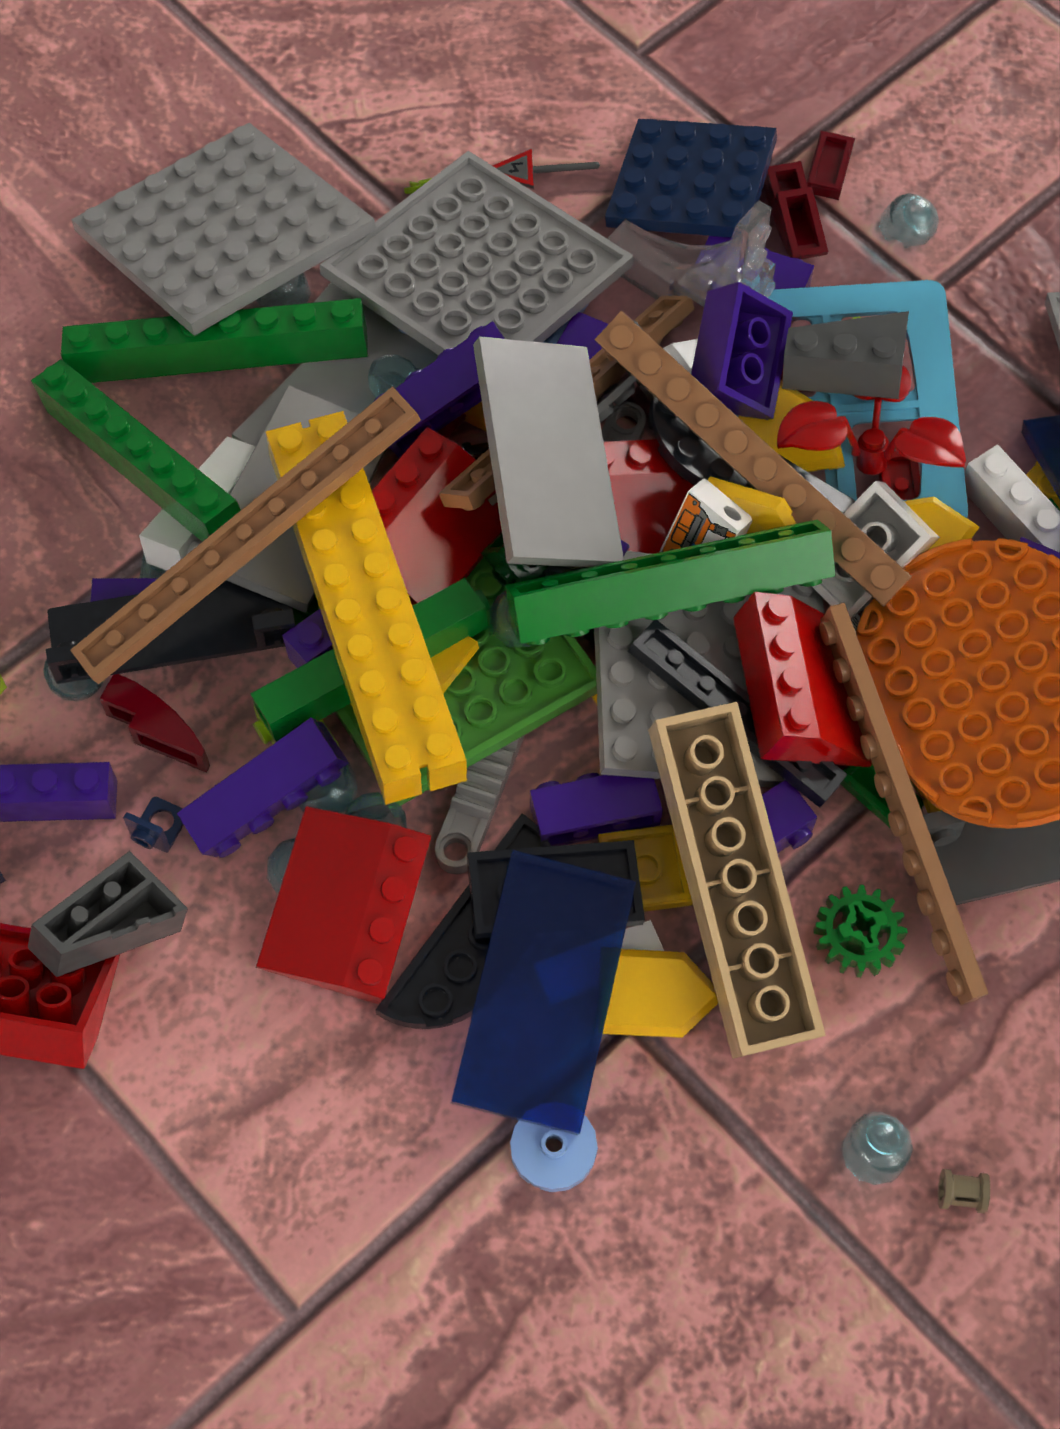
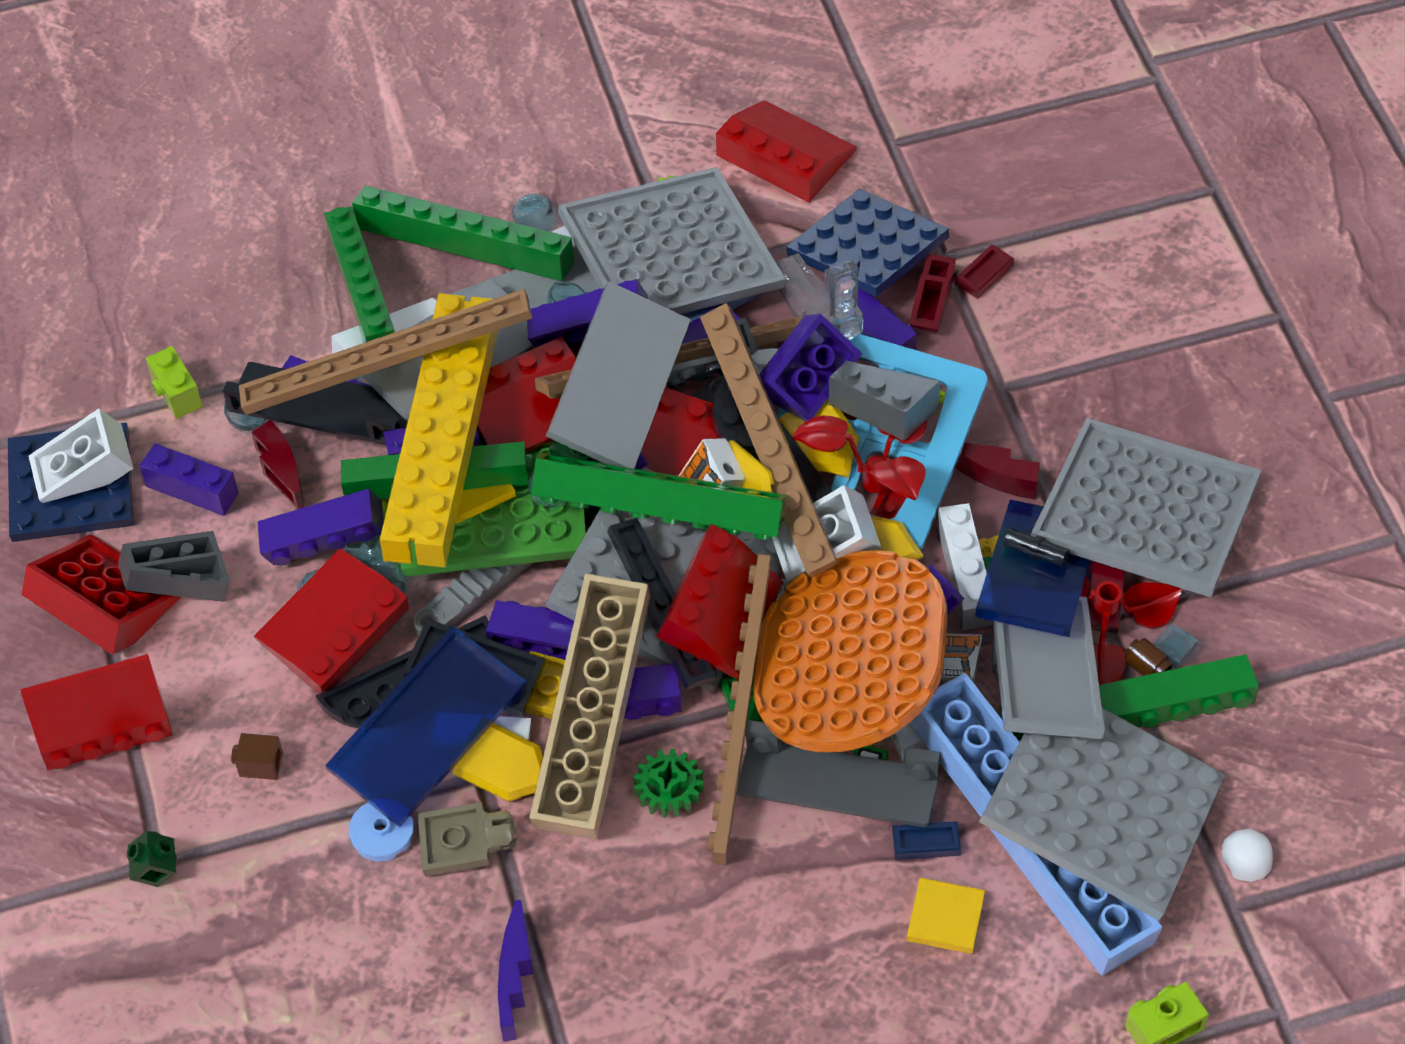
camera: 30 degrees right, 10 degrees down
(120, 1166) = (97, 712): none -> red slope
(150, 835) = (234, 528): dark blue bracket -> none
(223, 227) = (512, 157): light grey plate -> none
(295, 1325) = (152, 858): none -> dark green brick
(347, 1122) = (257, 756): none -> reddish brown brick
(522, 169) = (755, 193): dark grey piece -> none
(523, 104) = (782, 149): none -> red slope
(662, 1112) = (463, 837): none -> dark tan plate
(817, 1241) = (513, 963): none -> dark purple slope
(877, 1148) = (594, 922): clear light blue hair -> none
(909, 220) = (1018, 331): clear light blue hair -> none
(964, 1191) = (634, 972): dark tan bush -> none
(993, 392) = (997, 470): none -> dark red slope

